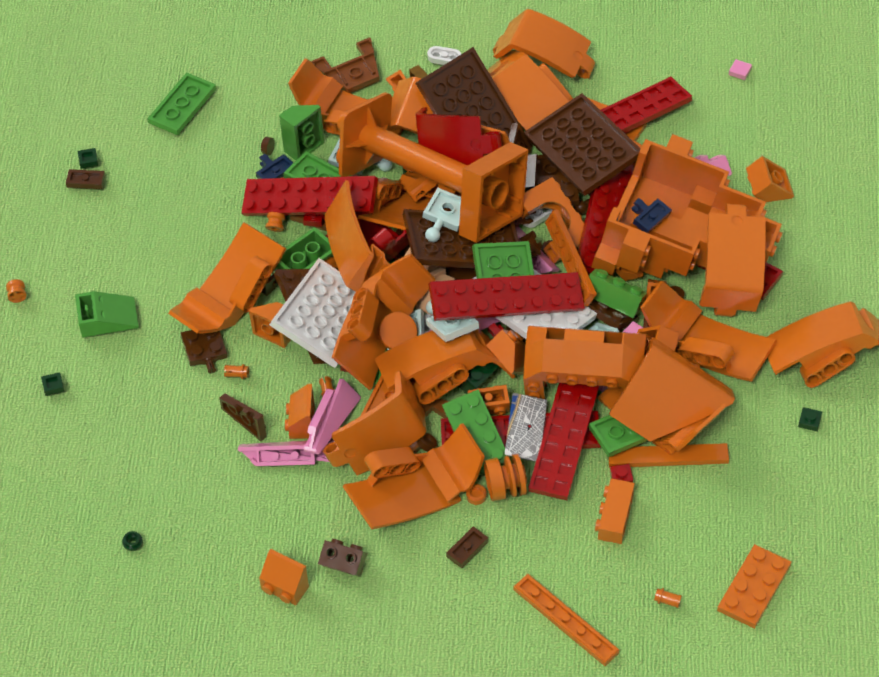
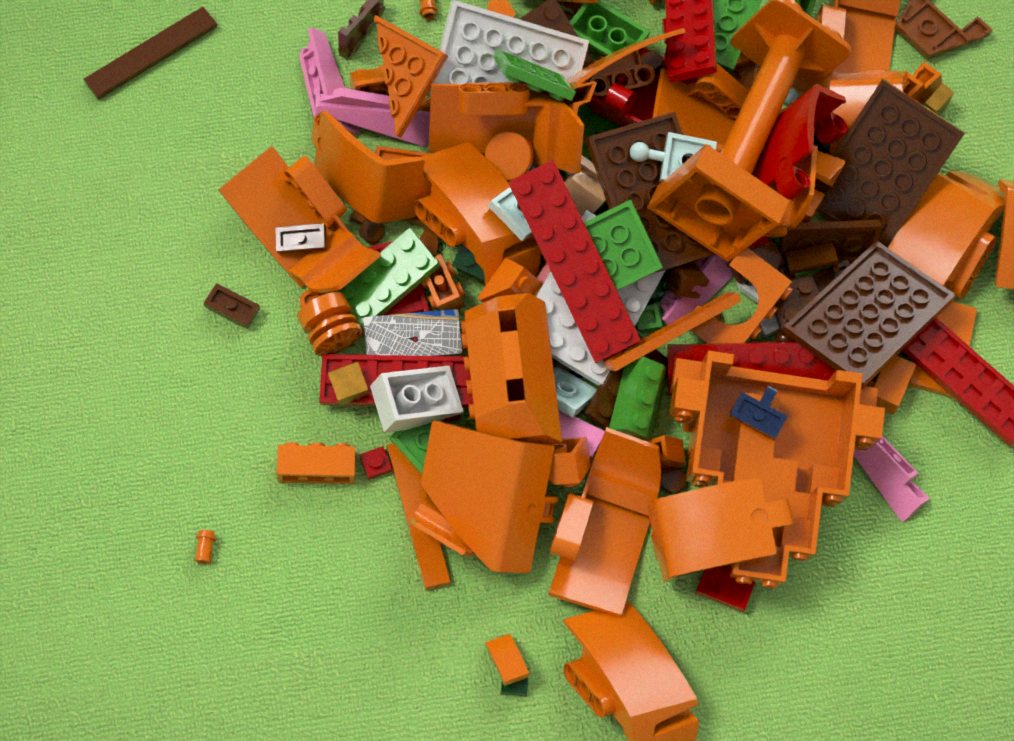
camera: 65 degrees right, 15 degrees up
(219, 571) = (150, 53): none -> reddish brown tile
(284, 577) = (143, 118): orange slope -> none
(311, 372) = (407, 69): none -> orange tile
(342, 557) = (184, 172): reddish brown brick -> none
(348, 287) = (533, 74): none -> bright green plate
(425, 485) = (301, 238): none -> plate
(442, 55) = (991, 127): white plate -> none
(560, 470) = (348, 383): none -> pearl gold piece
(566, 620) = (155, 436): orange tile -> none
(585, 426) = (415, 397): none -> white slope
(754, 586) = (244, 648): orange plate -> none
(769, 181) = (897, 571): orange slope -> none
(793, 415) = (507, 659): none -> orange slope

